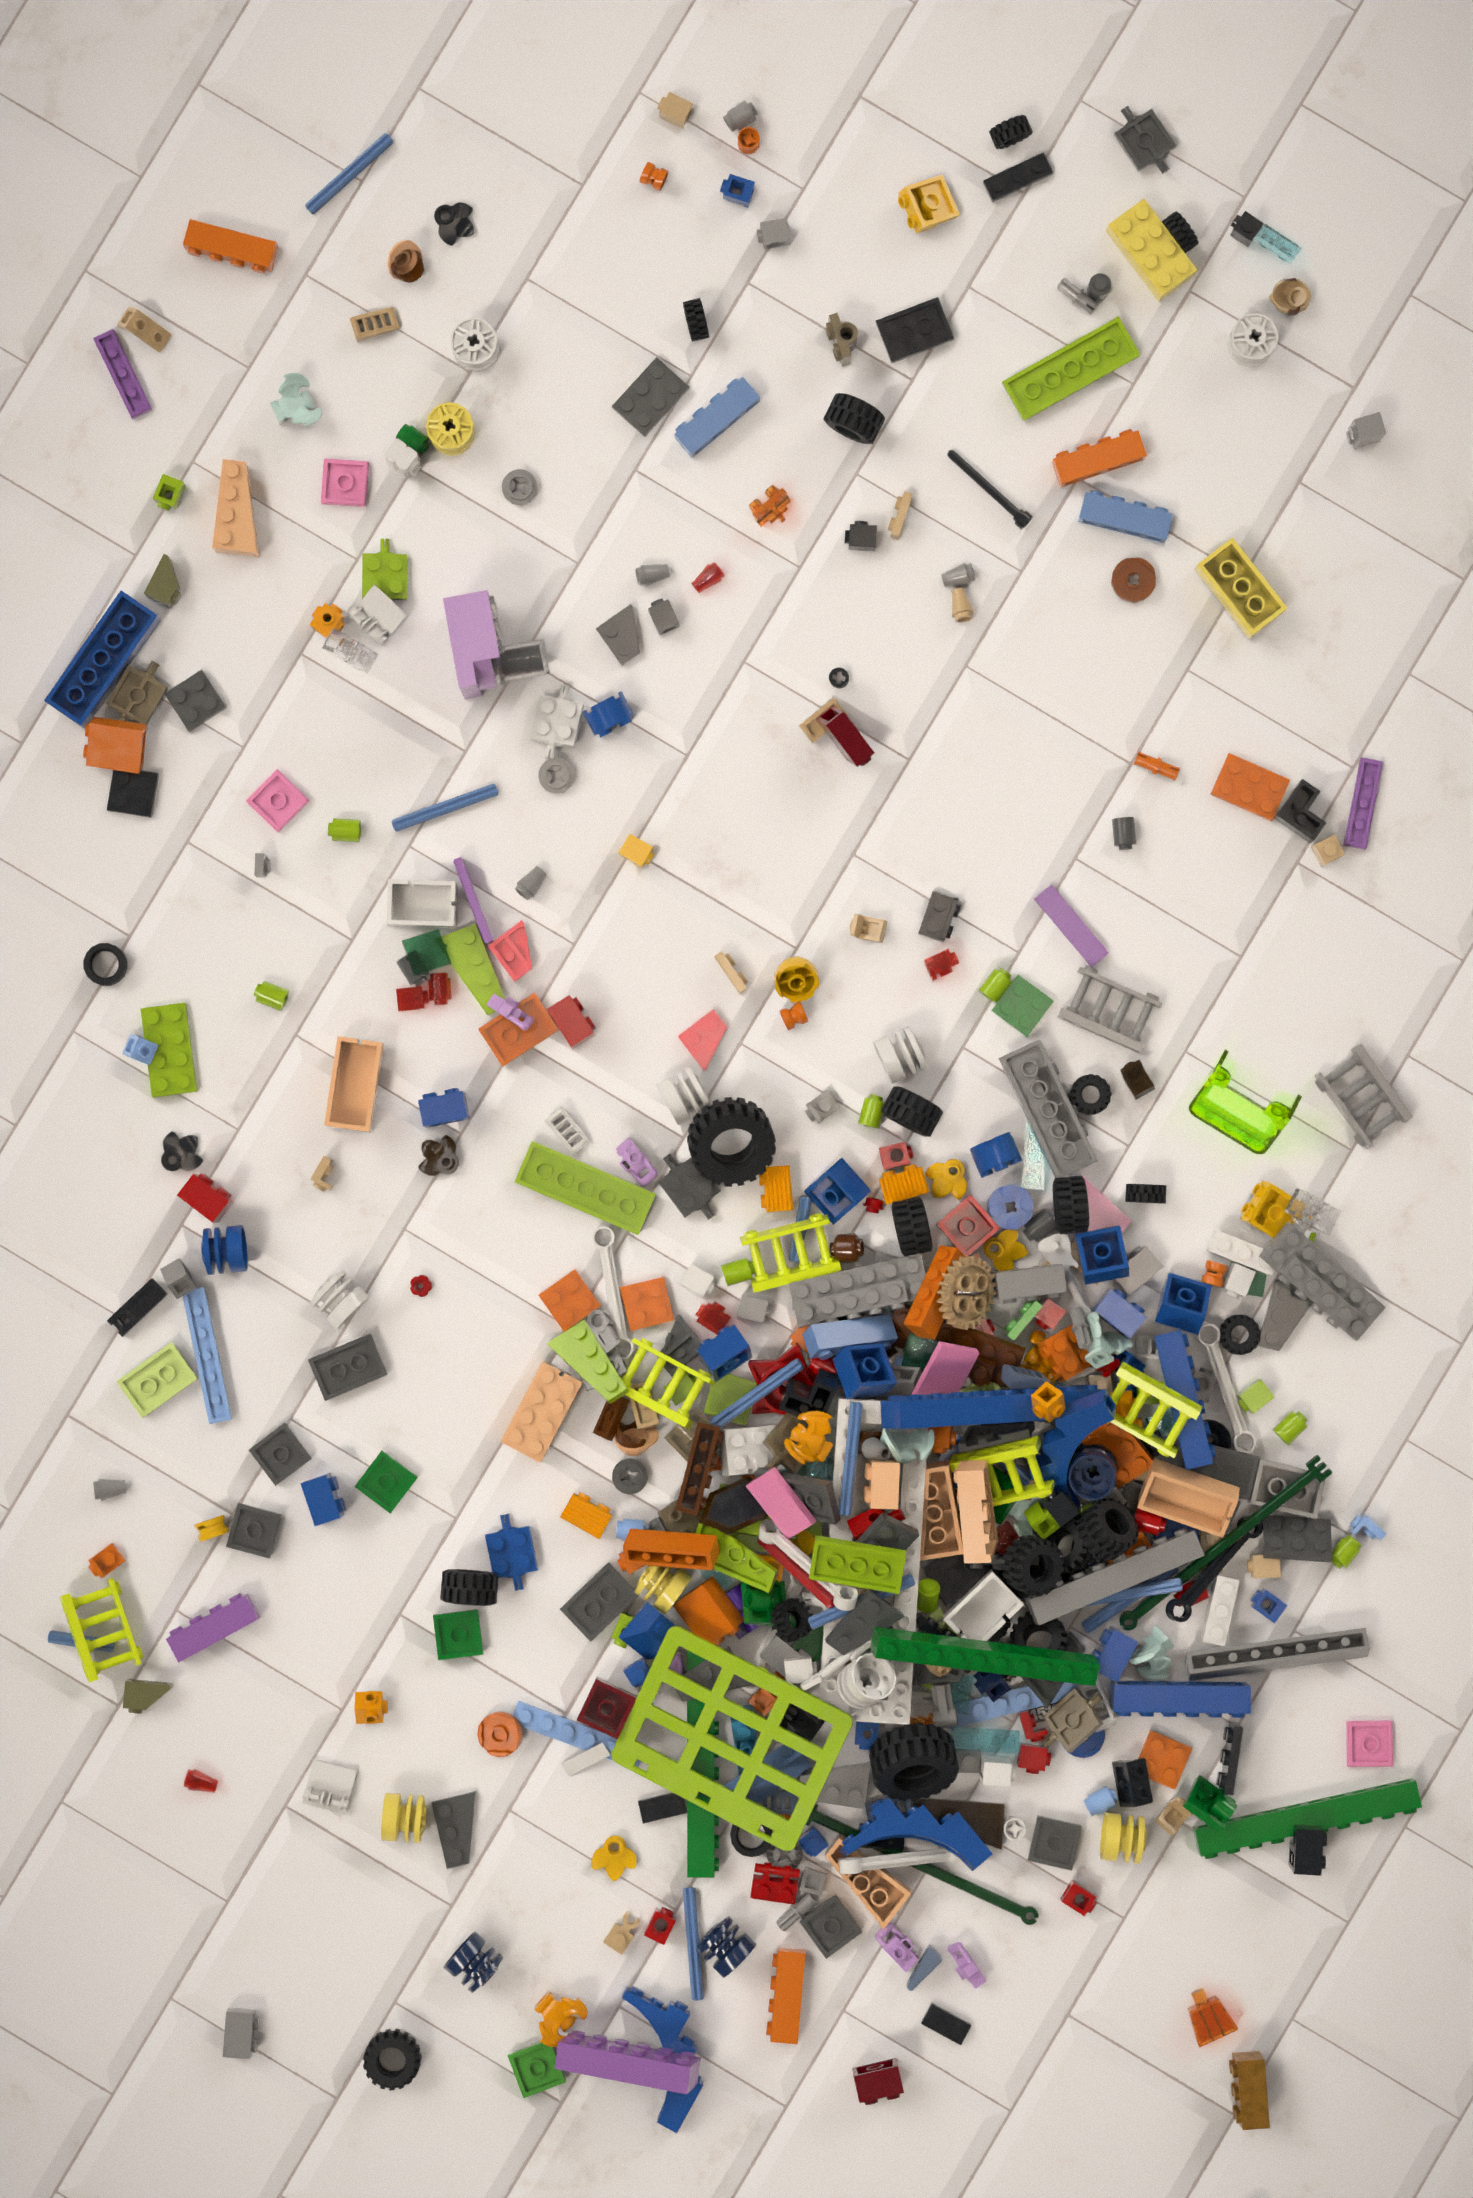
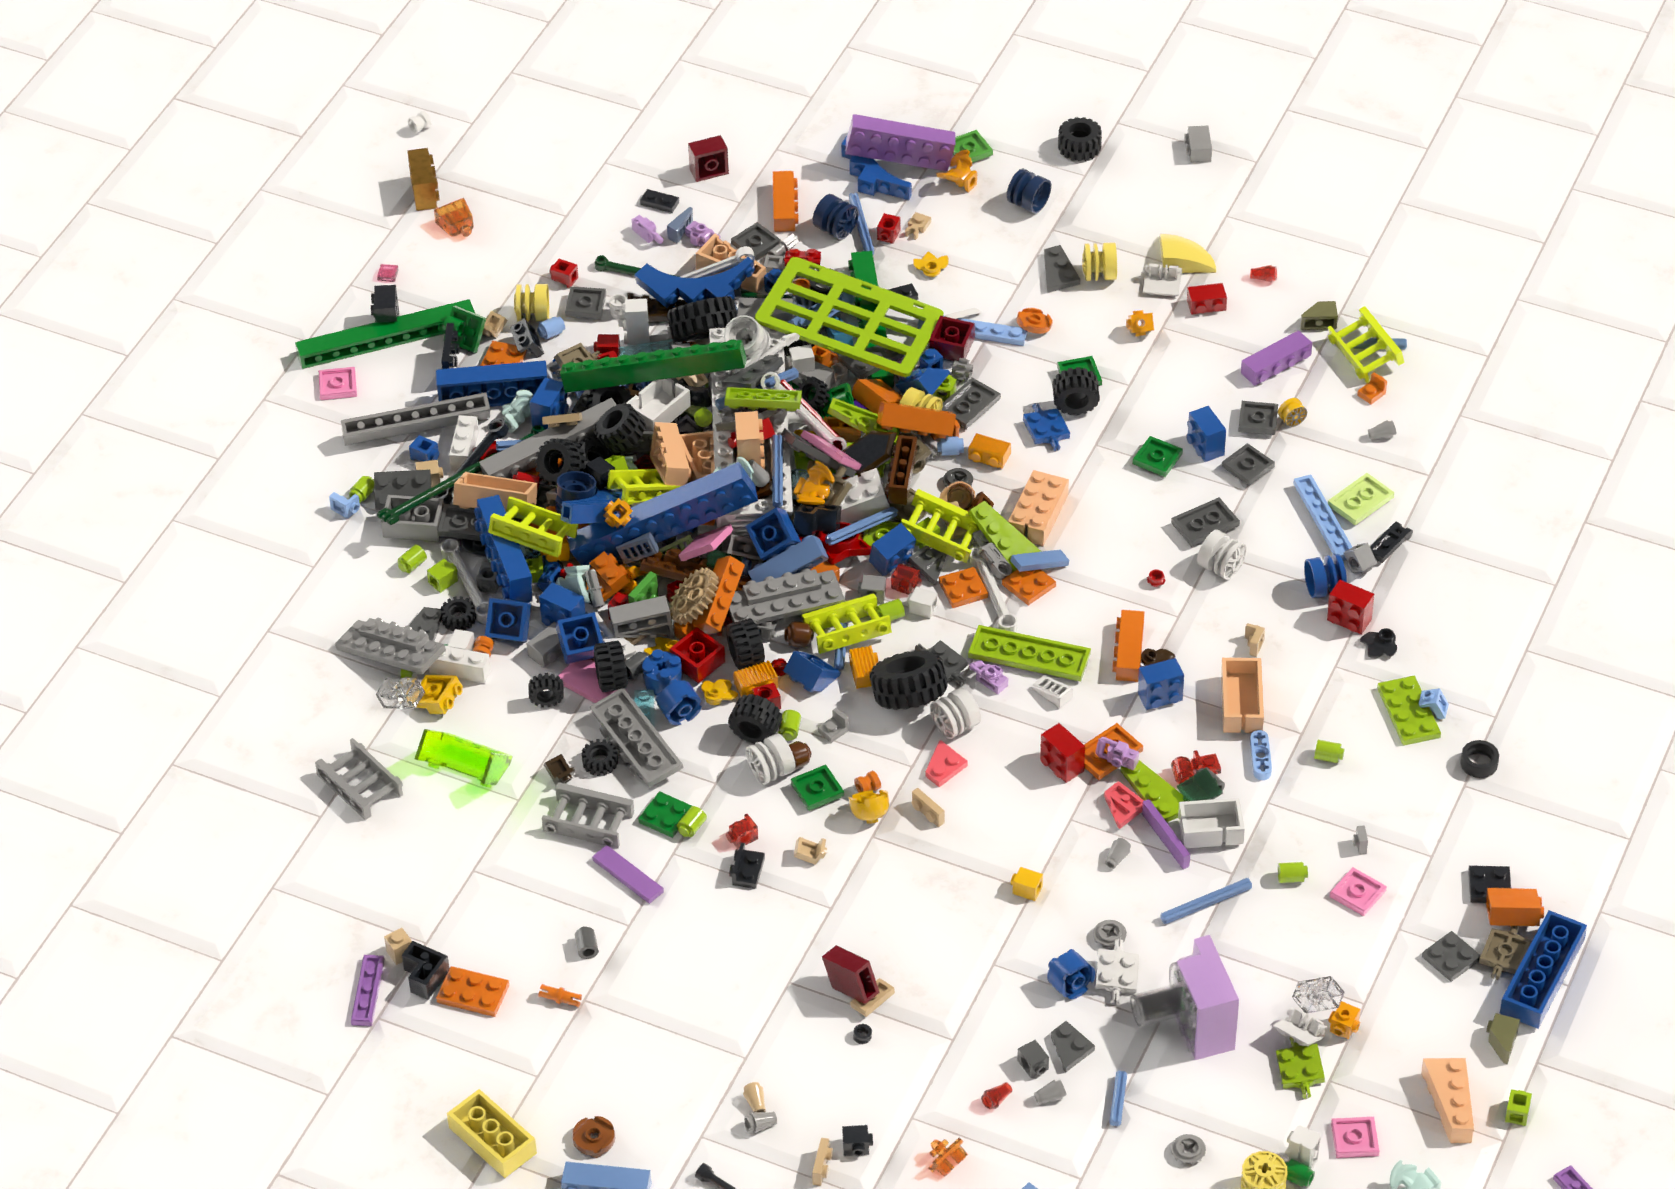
camera: 175 degrees right, 40 degrees down
(279, 1743) = (1206, 298): none -> red brick
(293, 1833) = (1185, 255): none -> light yellow brick
(352, 1022) = (1263, 748): none -> light blue beam
(468, 1182) = (1129, 645): none -> orange brick
(552, 1324) = (1040, 560): none -> medium blue tile
(581, 560) = (1118, 1098): none -> medium blue axle
(600, 1657) = (962, 369): none -> light grey gear
(850, 1019) = (817, 787): none -> green plate
(869, 1064) = (801, 753): none -> reddish brown head
(1101, 1593) = (570, 419): none -> tan plate
(1300, 1935) = (387, 273): none -> clear pink tile

